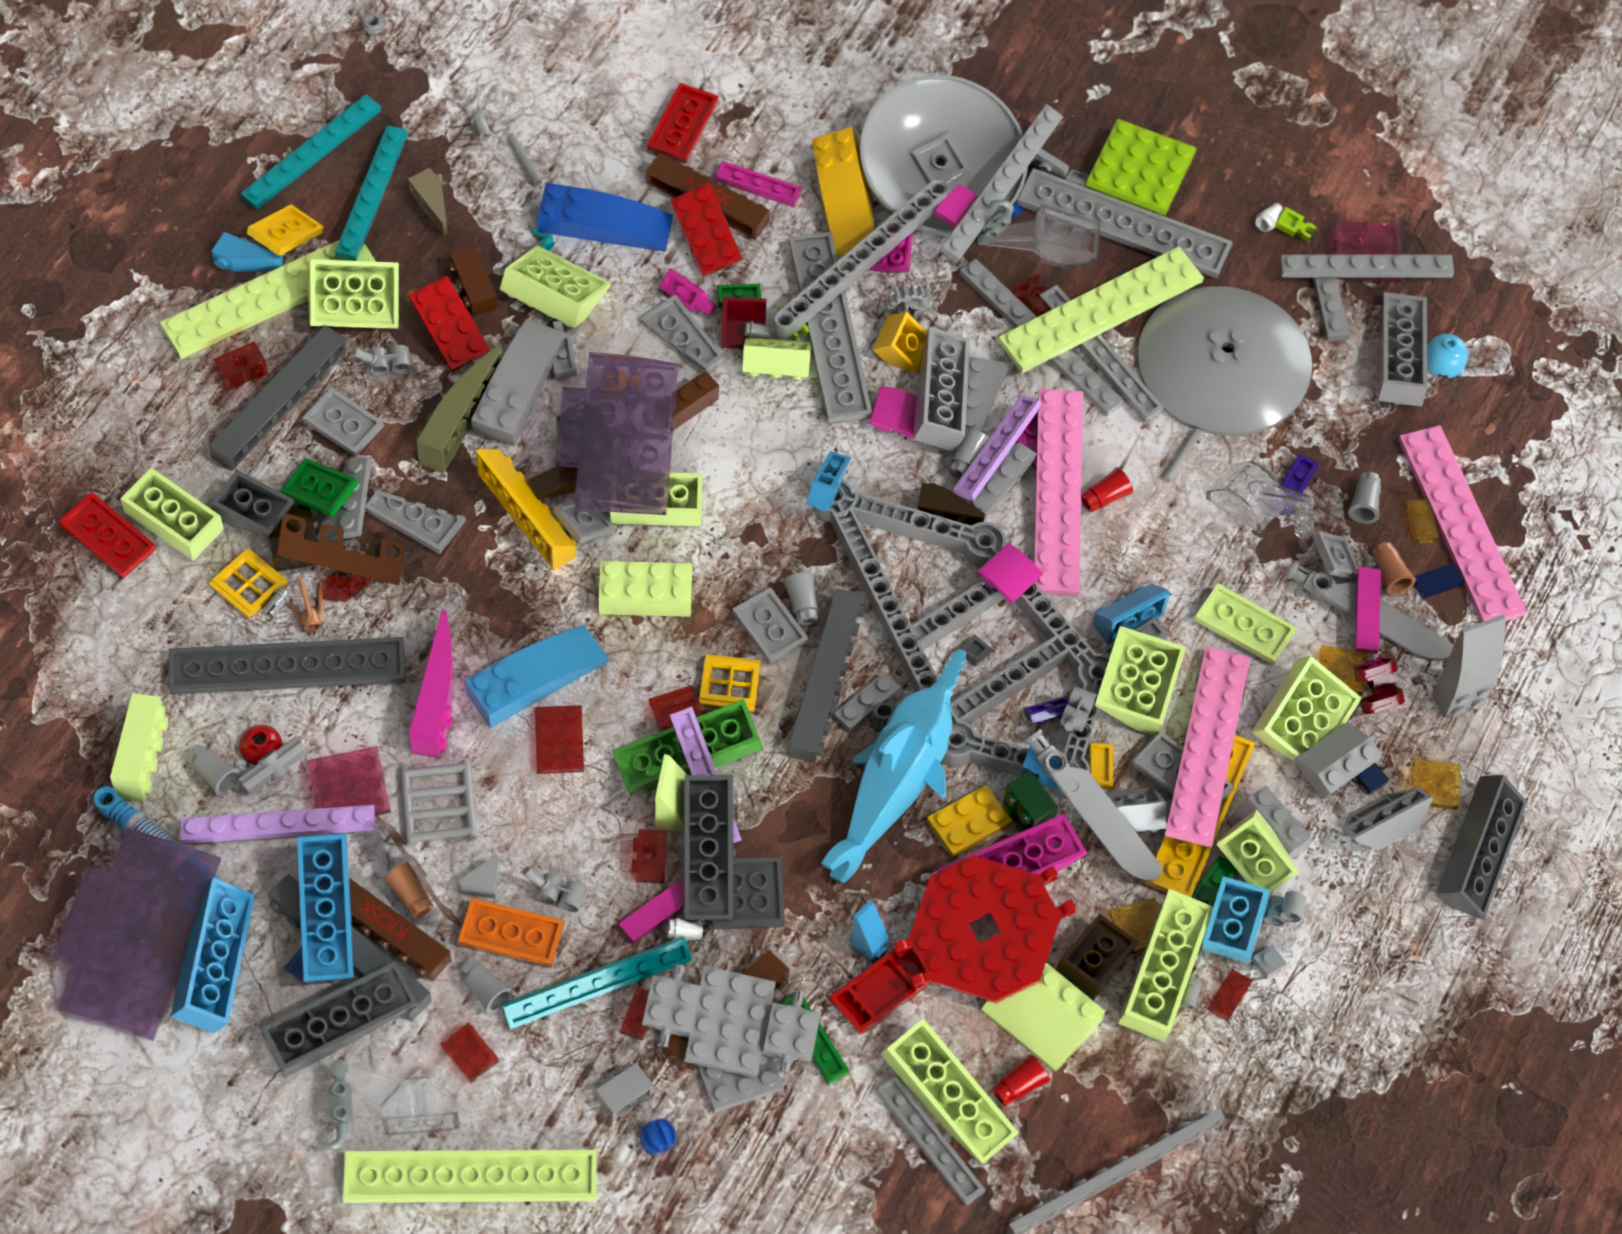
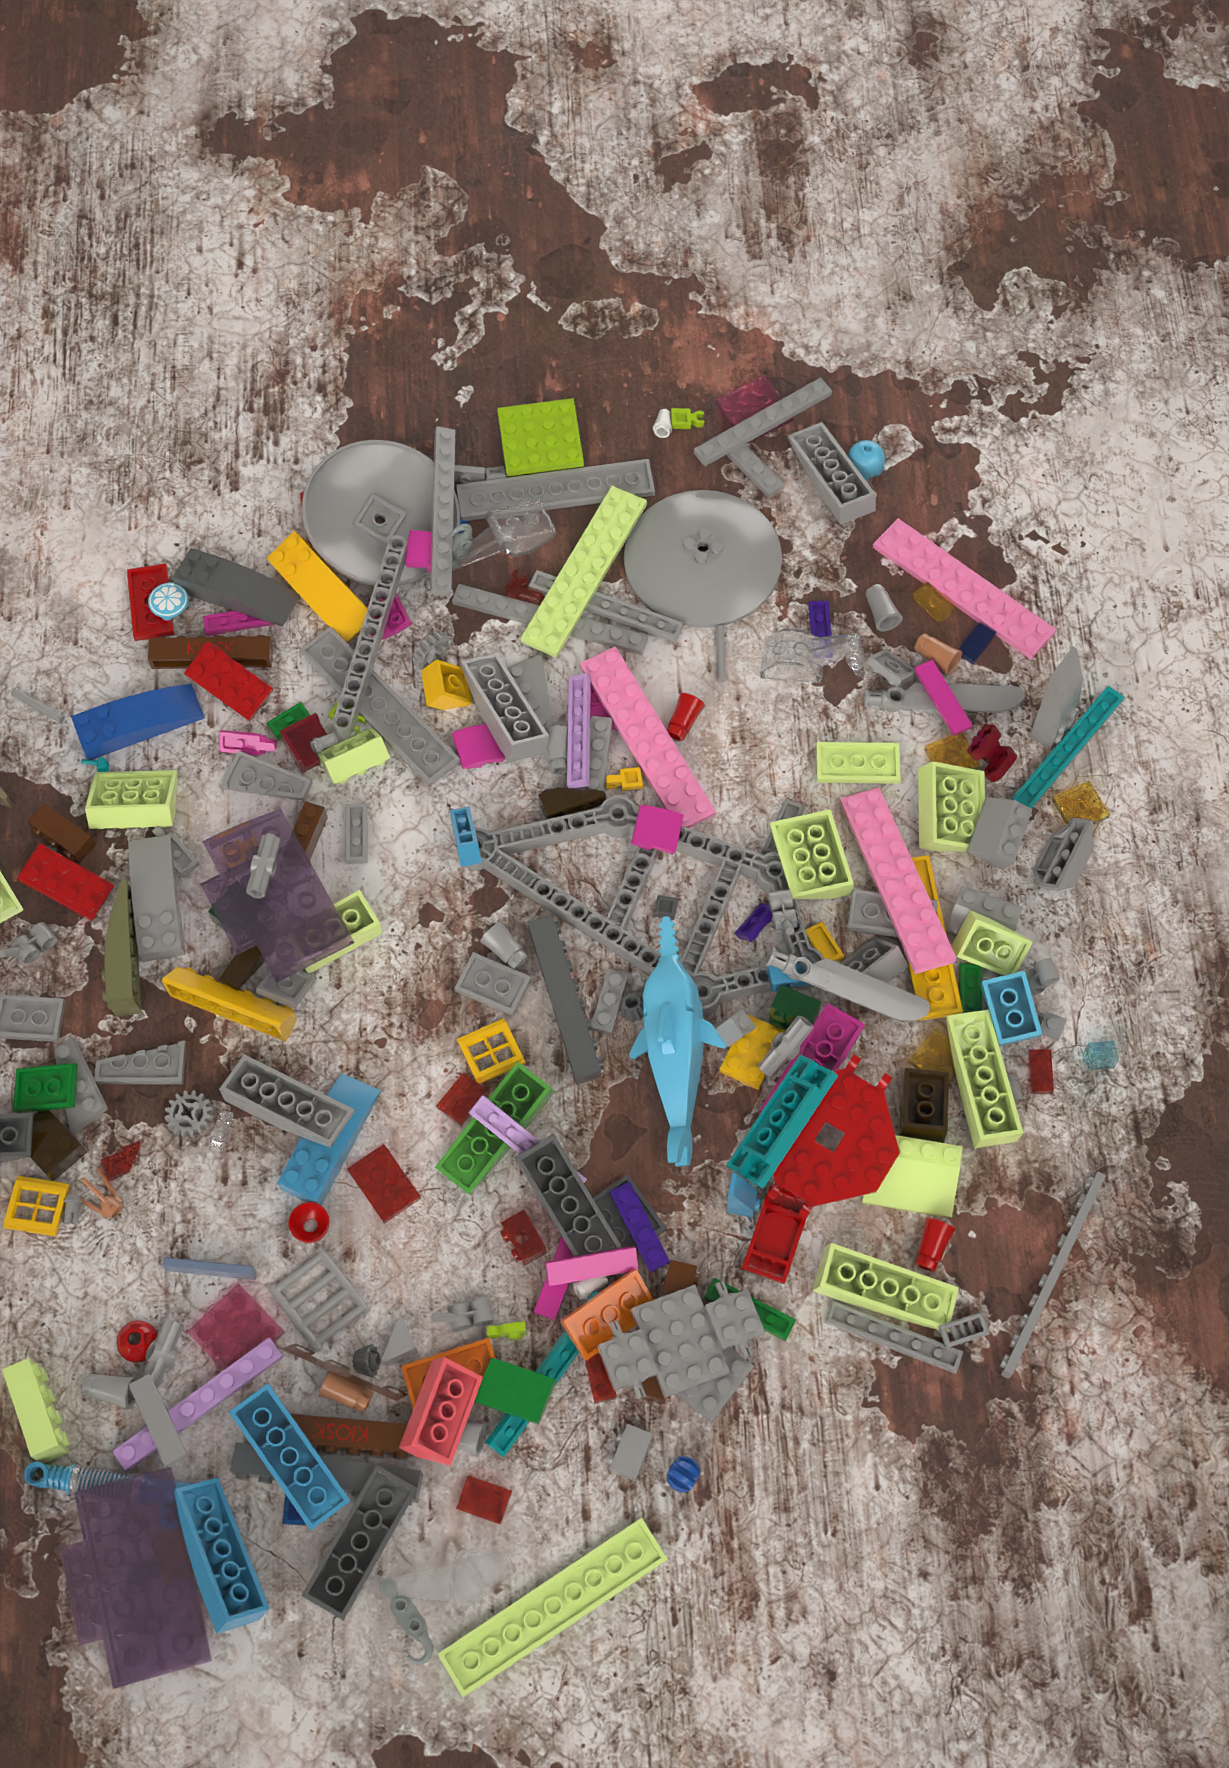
camera: 25 degrees left, 5 degrees up
(234, 814) = (158, 1420): none -> light grey tile
(286, 665) = (114, 1259): dark grey plate -> none
(333, 556) = (96, 1141): reddish brown piece -> none
(361, 720) = (209, 1268): none -> sand blue tile
(416, 580) = (197, 1109): none -> light grey gear
(435, 700) = (267, 1224): dark pink slope -> none
(445, 876) = (367, 1361): none -> dark grey piece
(471, 723) = (304, 1213): none -> red piece
(480, 952) = (441, 1411): none -> coral slope
(515, 615) = (285, 1102): none -> light grey slope
(556, 975) = (515, 1391): none -> green tile
(587, 926) = (513, 1331): none -> lime plate
(628, 401) = (263, 865): none -> light grey piece
(645, 588) = (373, 1013): yellowish green brick -> none
(660, 955) = (590, 1322): none -> orange plate
(670, 797) = (511, 1179): yellowish green slope -> none
(694, 912) = (591, 1265): none -> tile
(698, 129) = (168, 600): none -> dish
(734, 426) = (356, 833): none -> light grey plate
(760, 907) = (639, 1227): none -> dark purple plate
(766, 150) = (235, 587): none -> dark grey slope
(947, 885) = (781, 1121): none -> teal slope
(963, 784) = (735, 1028): none -> light grey slope
(998, 827) = (785, 1046): none -> light grey piece
(1003, 1182) = (981, 1324): none -> light grey slope
(1016, 517) = (628, 779): none -> yellow plate
(1131, 611) = (766, 805): dark azure slope -> none
(1295, 1012) = (1100, 1055): none -> clear light blue brick
(1372, 778) = (1033, 831): dark blue tile -> none
(1461, 725) = (1069, 747): none -> teal plate
(1482, 846) = (1146, 836): dark grey slope -> none

